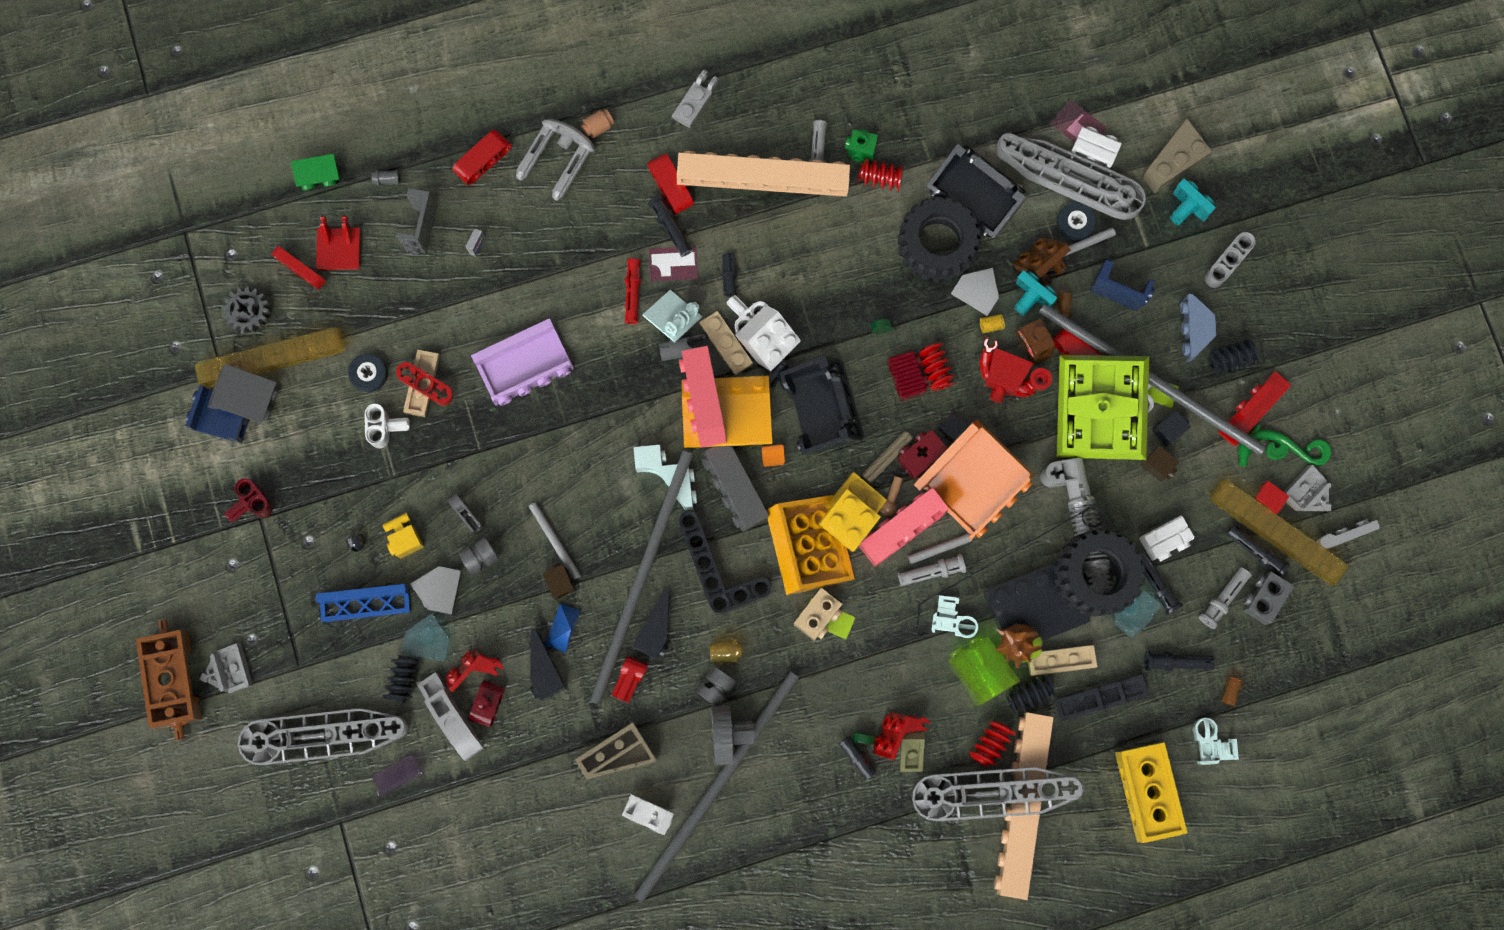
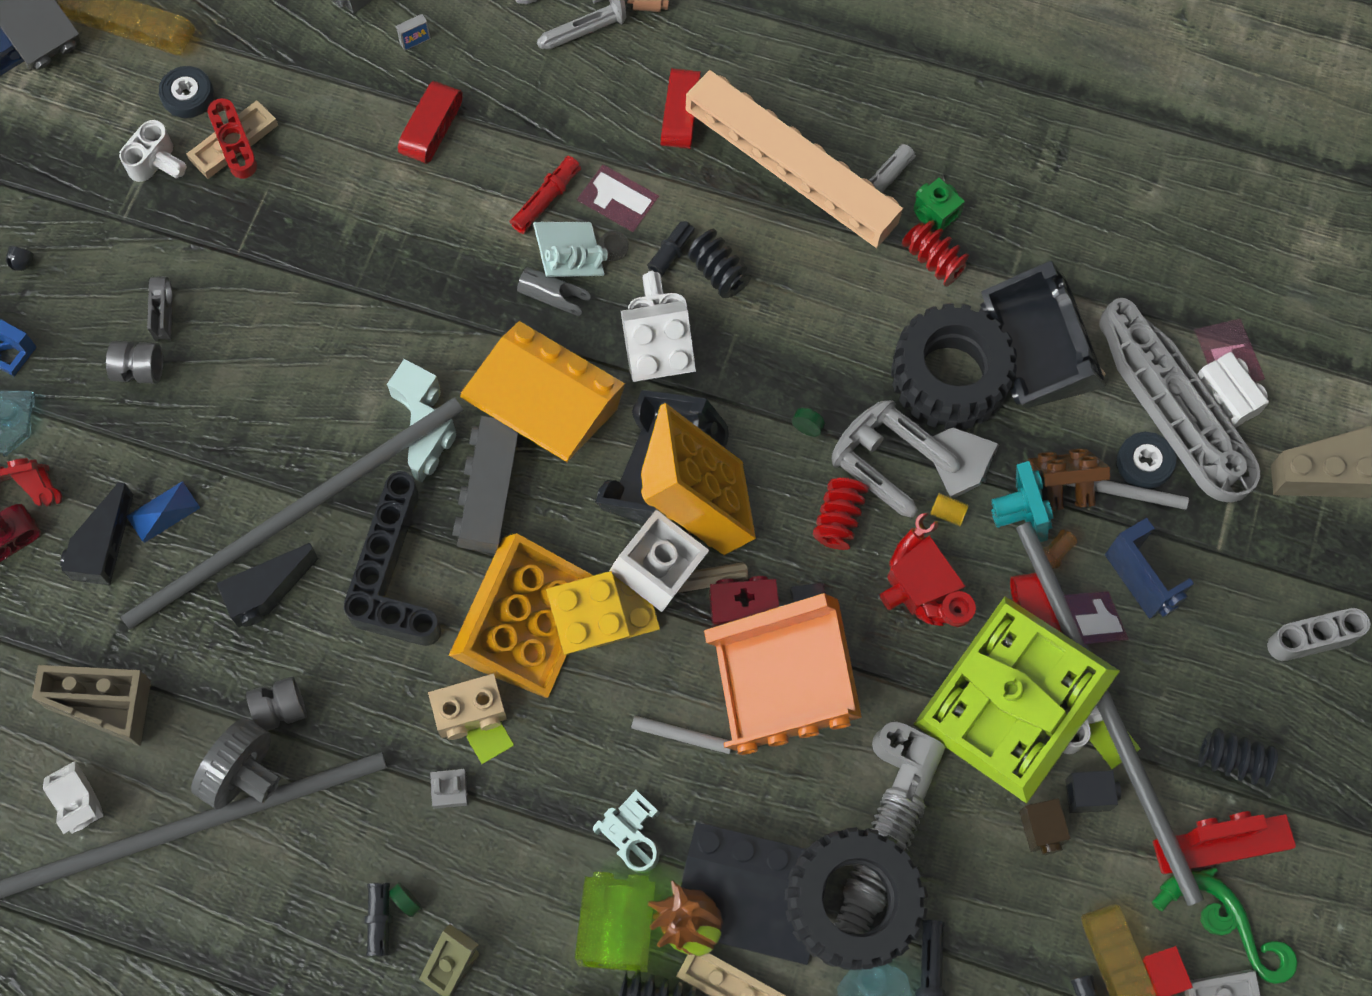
camera: 35 degrees right, 10 degrees down
(404, 540) = (71, 290): yellow brick -> none
(438, 589) = (62, 369): light grey slope -> none
(522, 362) = (361, 189): lavender panel -> none
(530, 292) = (430, 122): none -> red beam
(554, 541) = (234, 408): light grey bar -> none
(558, 581) = (198, 453): dark brown brick -> none
(631, 674) = (195, 618): red piece -> none
(666, 217) = (647, 141): black pin -> none
(695, 100) = (781, 41): light grey hinge -> none
(703, 395) = (520, 347): coral wedge -> none
(725, 651) = (323, 671): clear yellow brick -> none
(726, 343) = (607, 322): tan plate -> none
(764, 266) = (716, 264): none -> black piece
(773, 455) = (562, 482): orange slope -> none
(774, 375) = (649, 385): black pin -> none
(840, 664) = (449, 788): none -> light grey tile
(855, 406) = (697, 483): none -> light orange slope
(865, 464) = (658, 560): none -> white brick
(890, 508) = (657, 641): medium nougat bar -> none
(893, 731) = (453, 911): red plate -> none
(903, 527) = (652, 673): coral wedge -> none
(907, 375) = (795, 499): dark red brick -> none
(916, 312) = (863, 432): none -> light grey piece
(942, 568) = (664, 759): light grey pin -> none
(1035, 340) = (988, 561): reddish brown torso -> none
(1091, 526) = (891, 812): black piece -> none
(1111, 331) = (1096, 617): none -> sticker
(1167, 538) = (985, 928): white brick -> none
(1192, 202) = (1311, 529): teal plate -> none
(1198, 326) = (1216, 689): sand blue slope -> none

